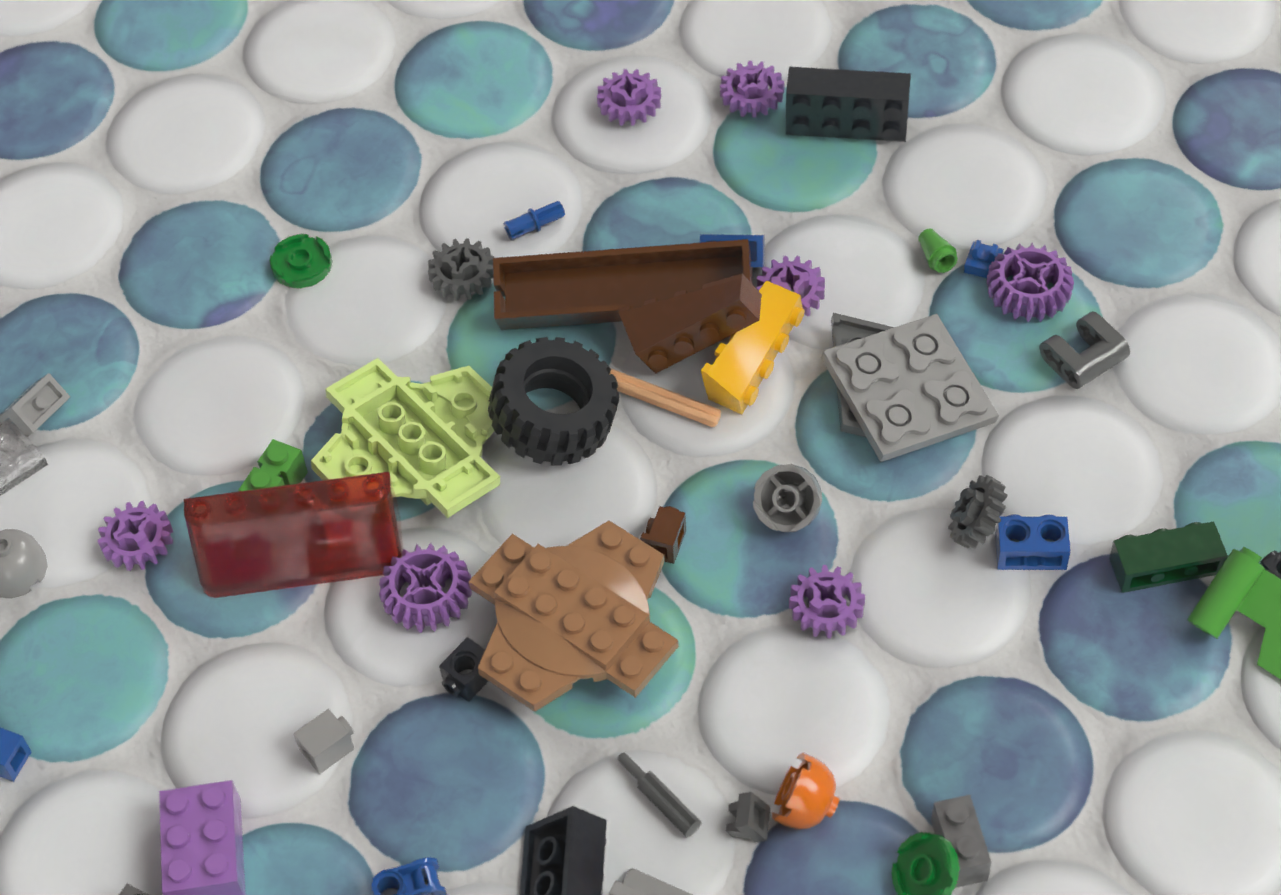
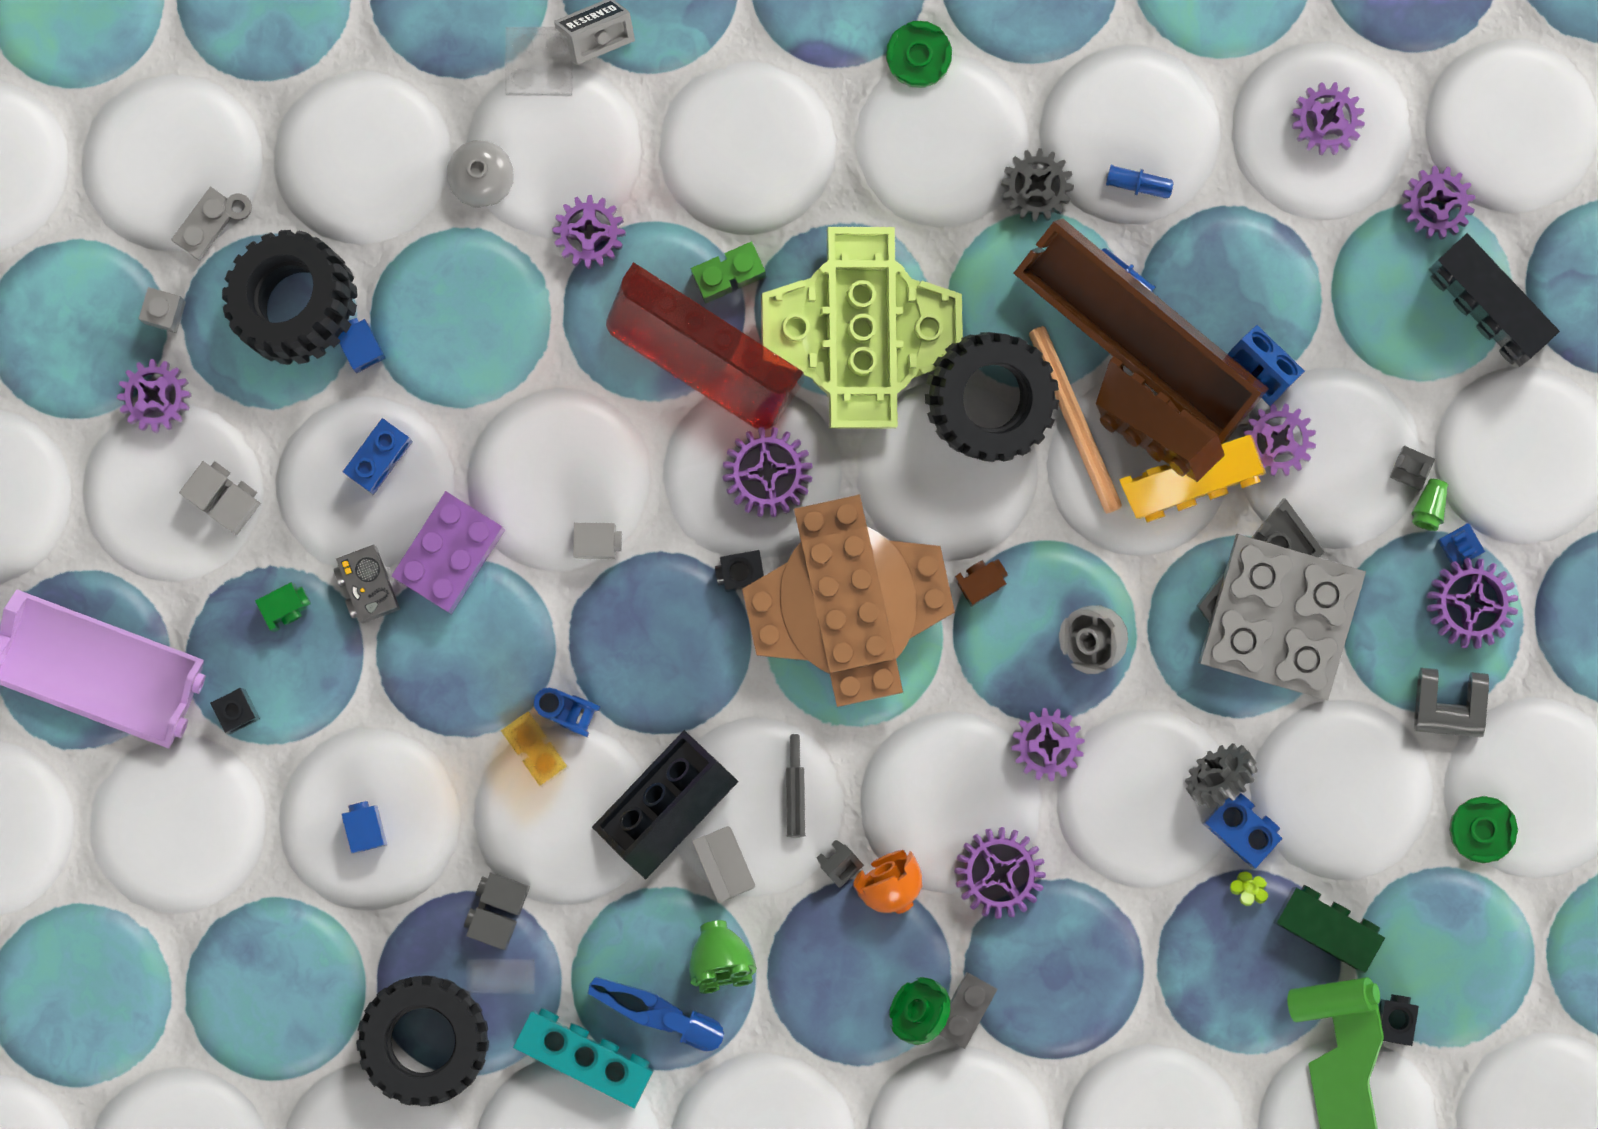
camera: 40 degrees right, 30 degrees up
(78, 819) = (377, 456): none -> blue brick
(857, 709) = (1024, 856): none -> medium lavender gear
(899, 241) = (1412, 468): none -> dark grey tile
(1080, 578) = (1249, 889): none -> lime plant
(1197, 412) = (1483, 829): none -> green tile

